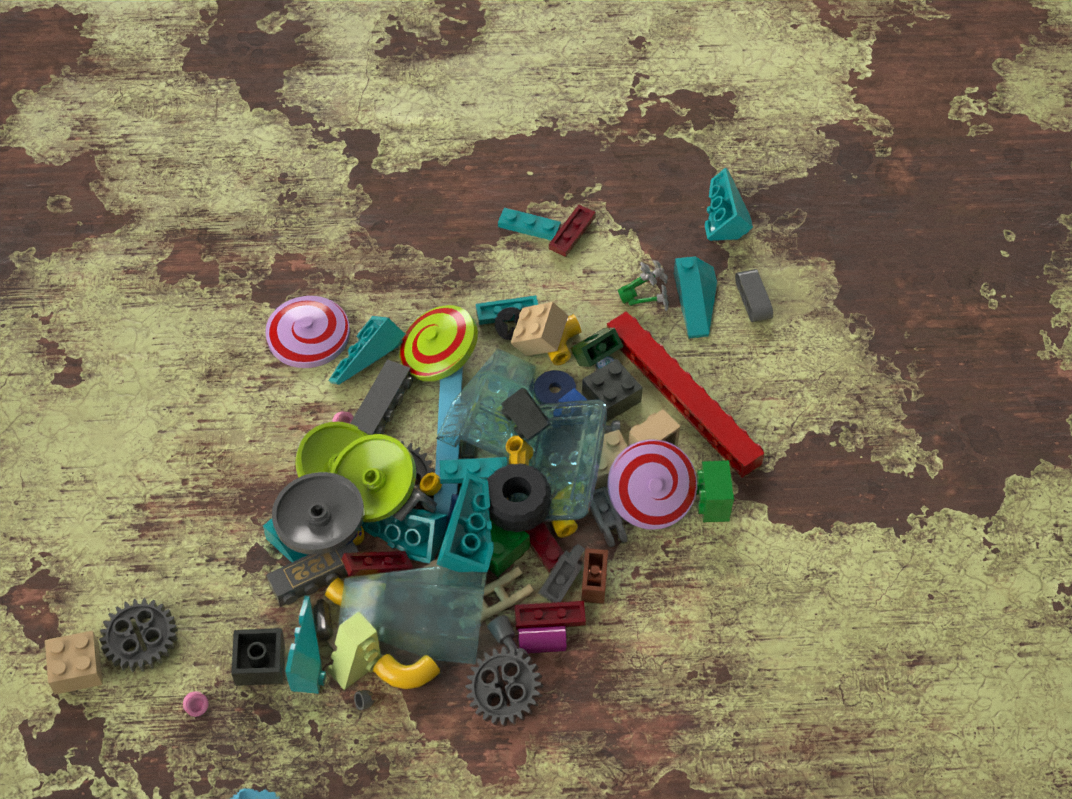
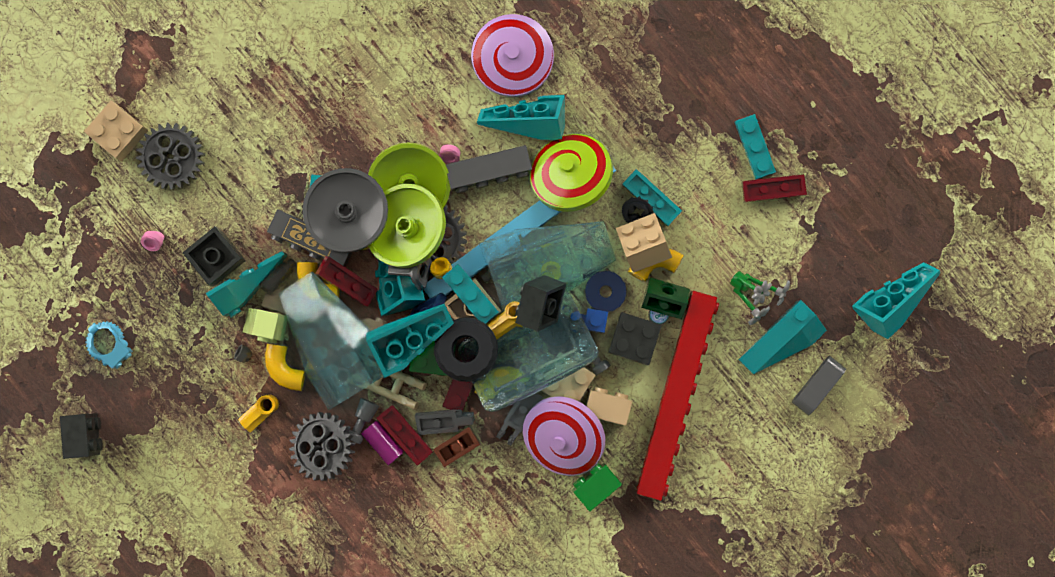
camera: 55 degrees right, 30 degrees up
(428, 721) = (257, 413): none -> yellow piece

